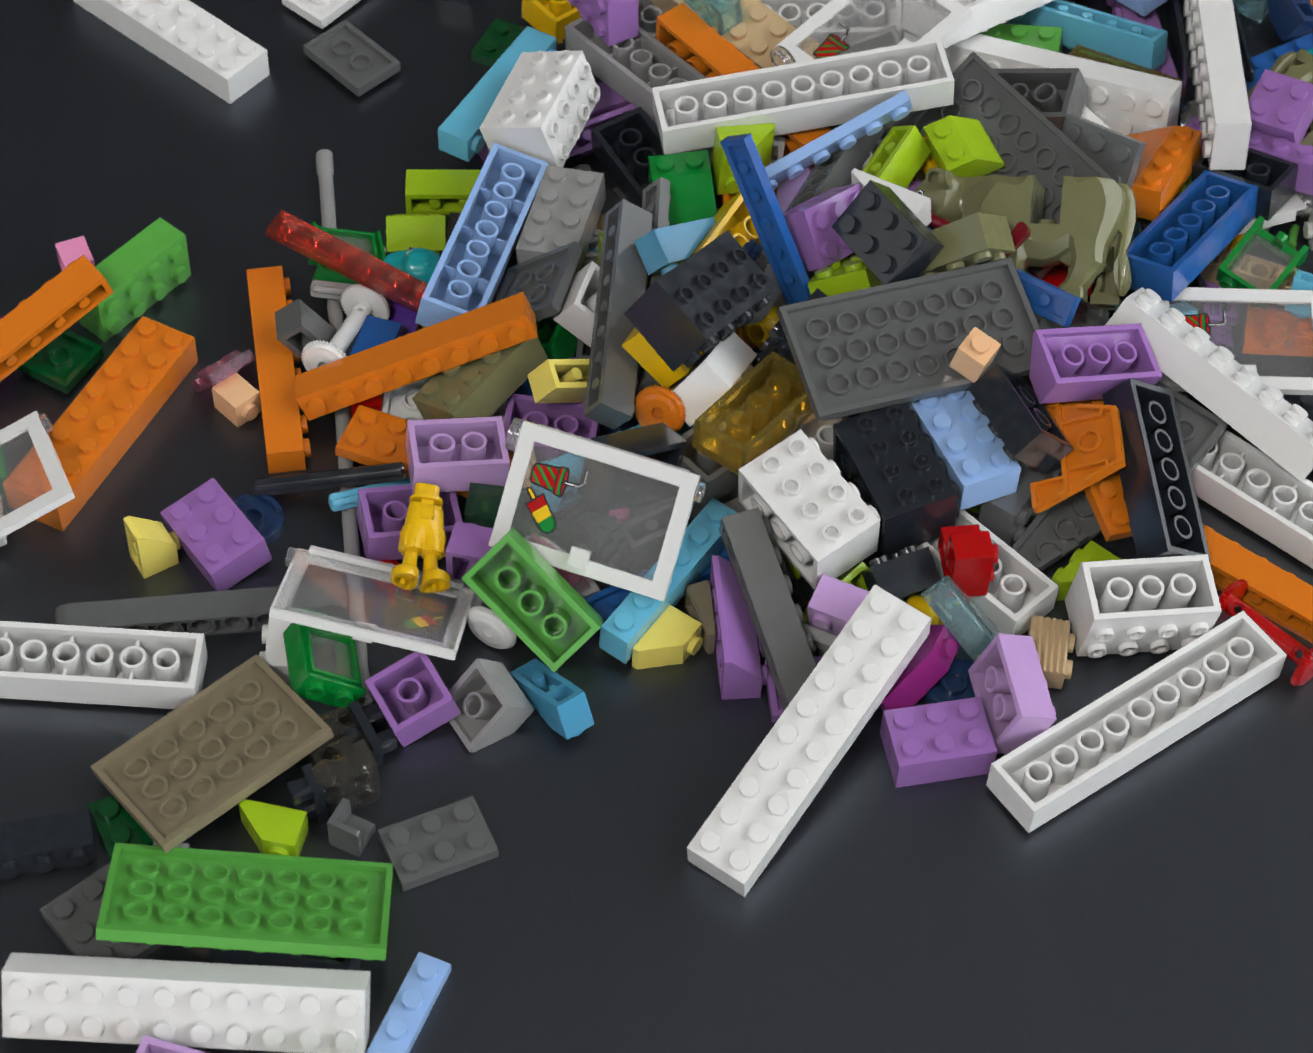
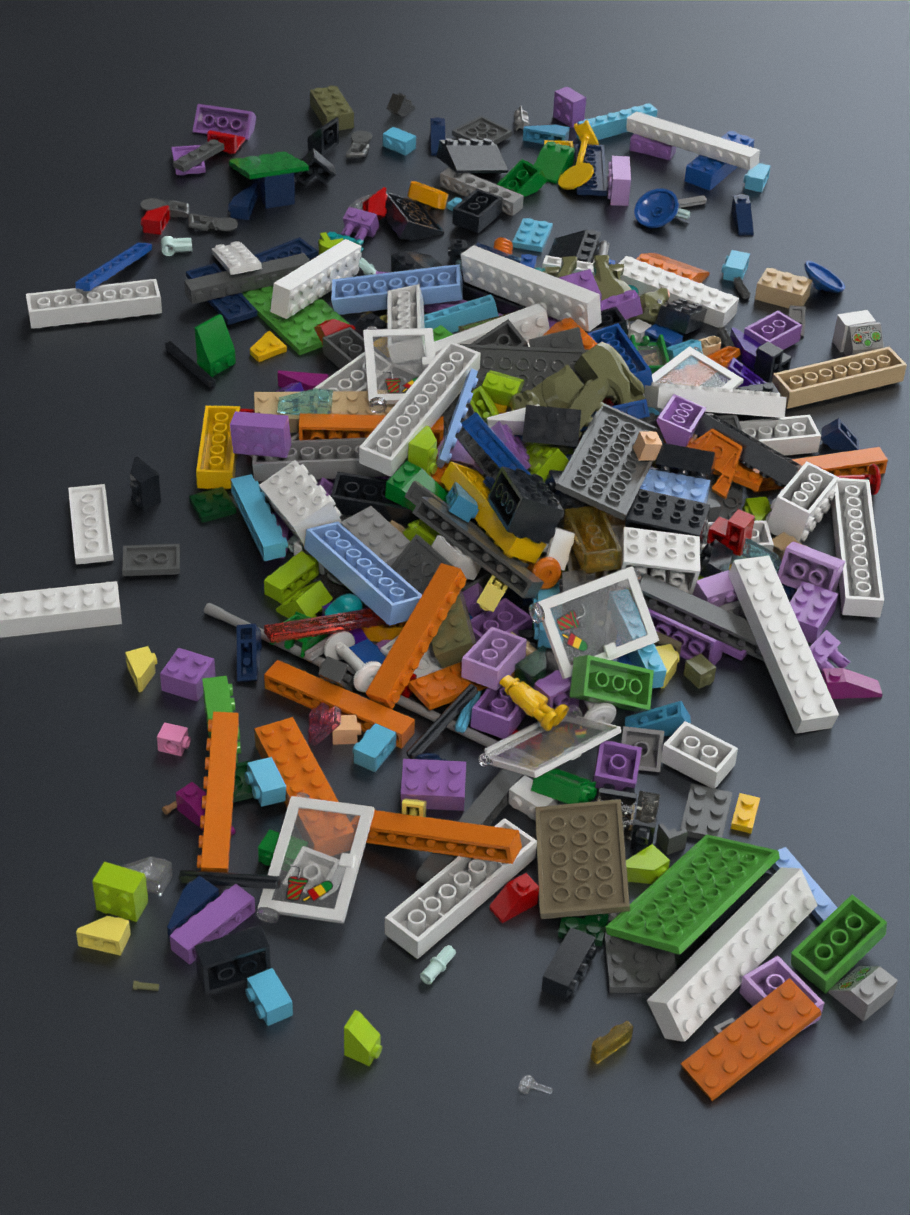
camera: 50 degrees left, 10 degrees down
(67, 377) = (265, 781): none -> medium azure brick
(103, 727) = (515, 898): none -> red slope
(113, 588) = (445, 837): none -> orange brick
(164, 163) = (141, 666): none -> light yellow slope
(191, 205) = (185, 673): none -> medium lavender brick
(233, 445) = (374, 747): none -> medium azure brick
(262, 250) = (248, 652): none -> dark blue slope
(478, 886) = (745, 813): none -> yellow plate
(523, 773) = (699, 755): none -> white brick
(694, 686) = (700, 671): none -> olive brick
(840, 869) = (849, 684): none -> magenta slope
(862, 797) = (826, 648): none -> medium lavender brick

